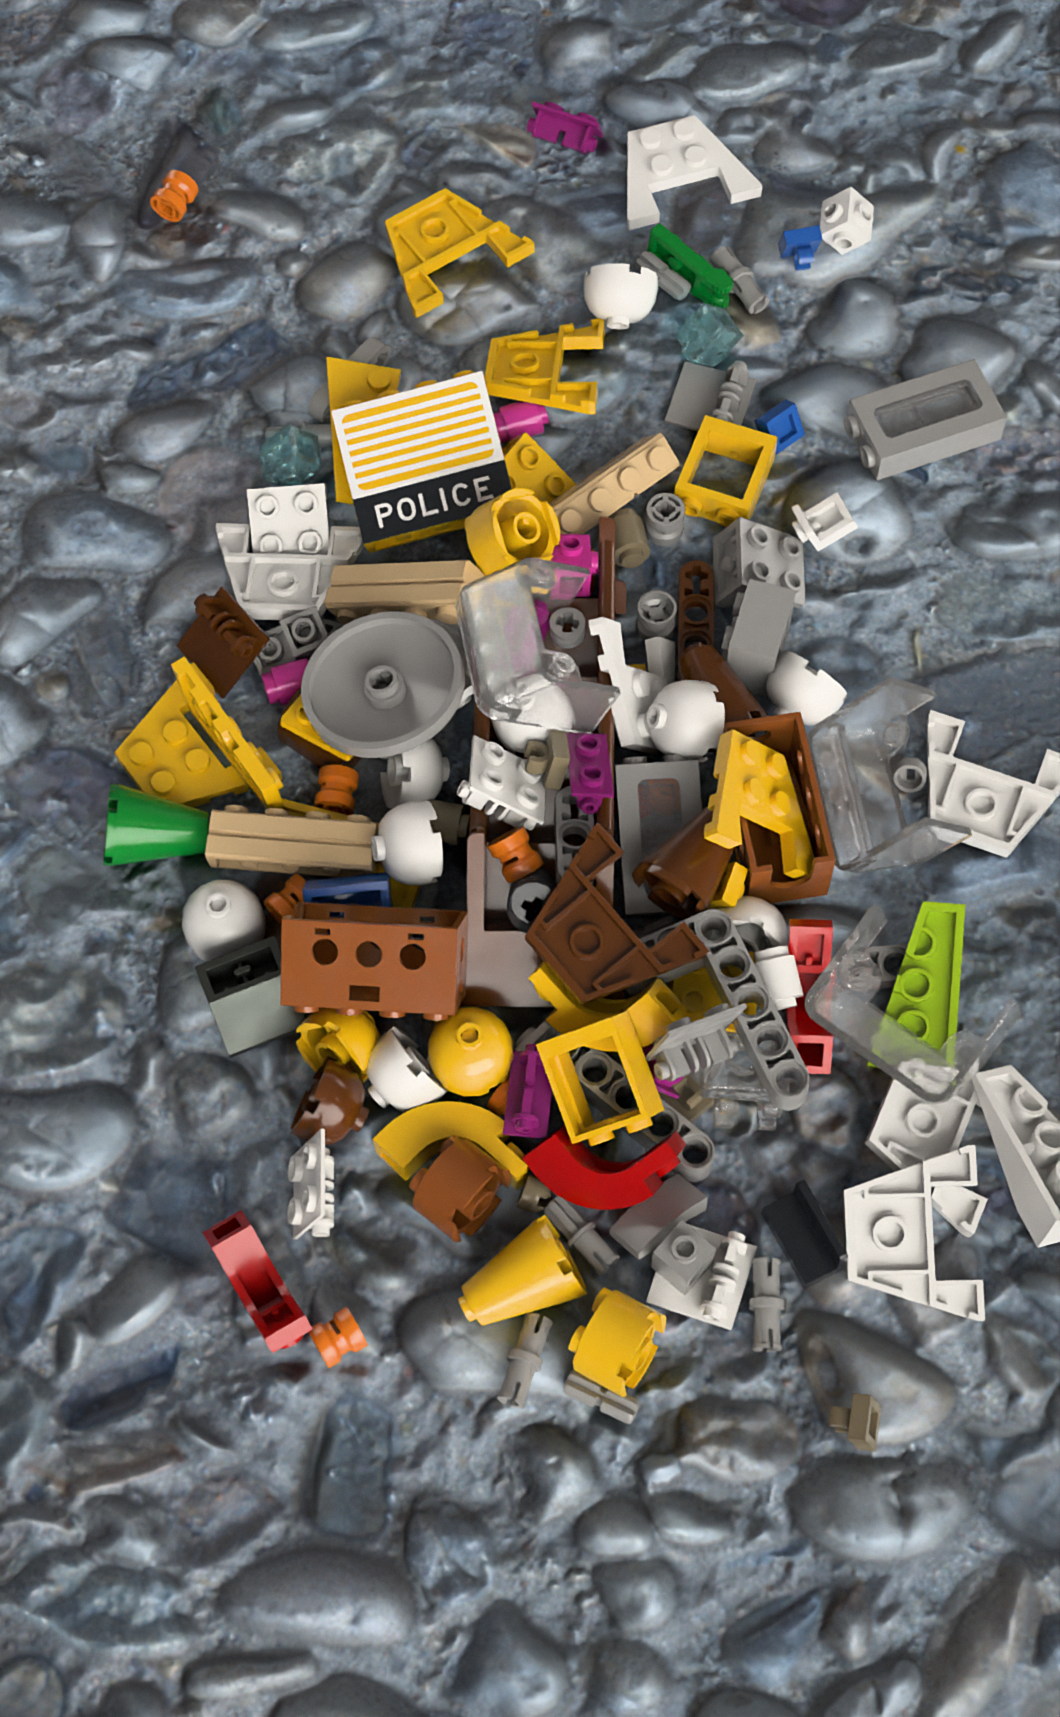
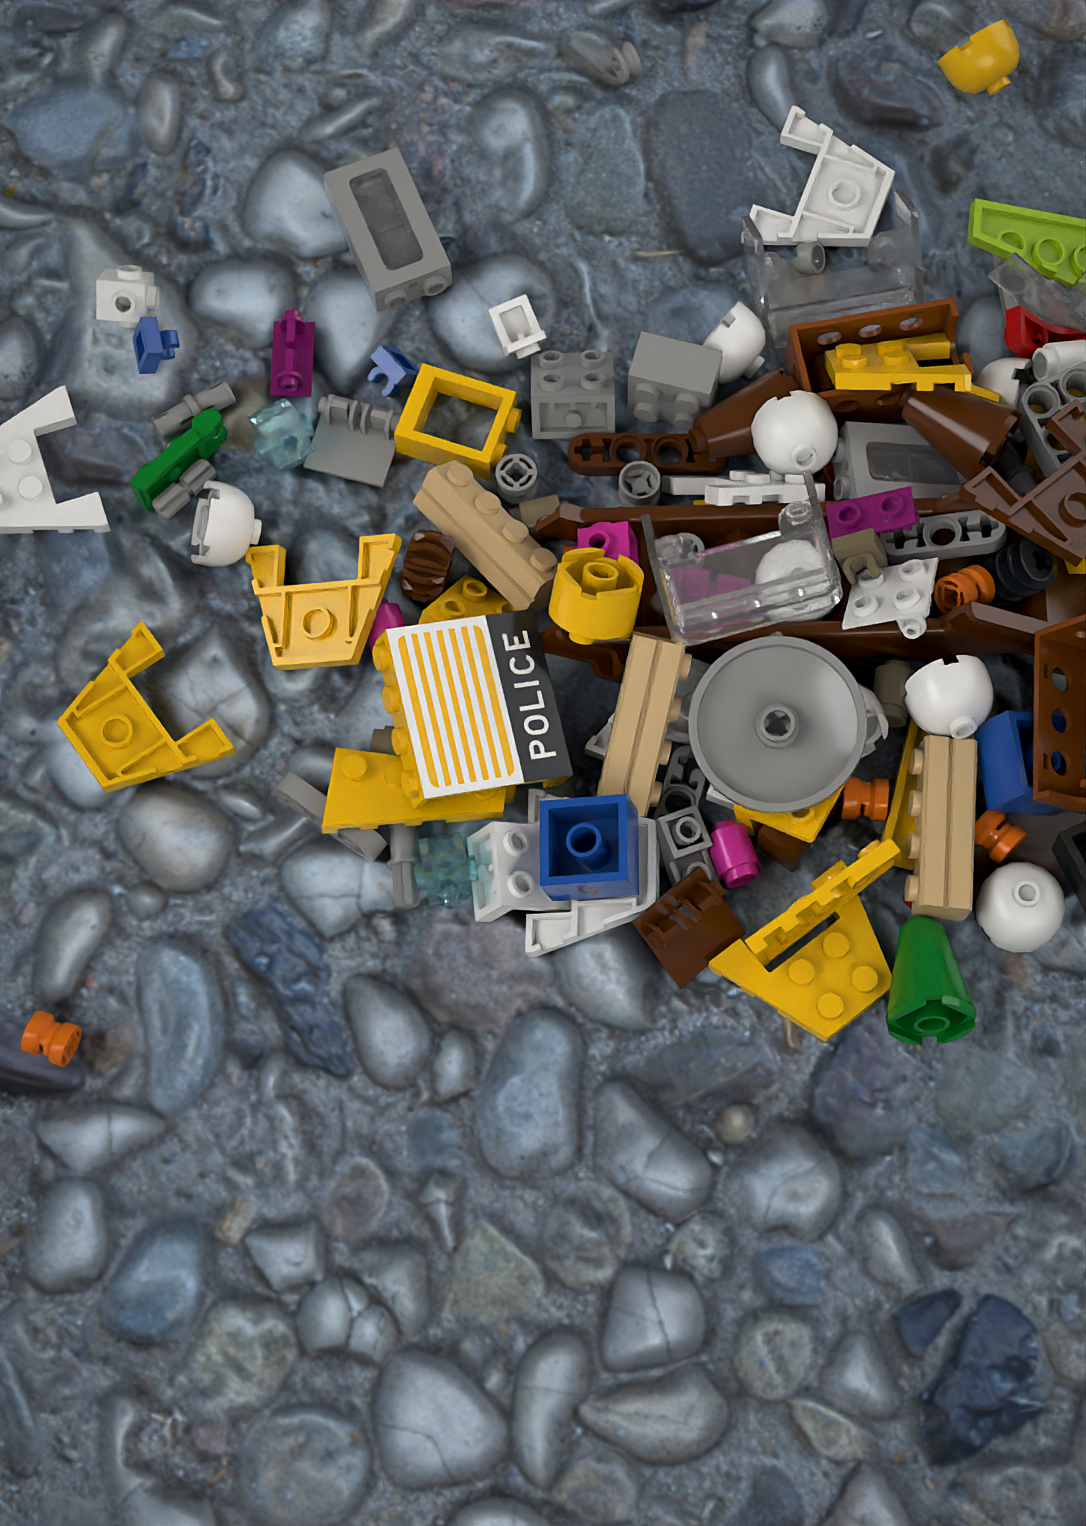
camera: 90 degrees left, 5 degrees up
(287, 548) = (589, 847): none -> blue brick
(576, 443) = (427, 565): none -> reddish brown gear
(793, 353) = (292, 356): none -> magenta hinge

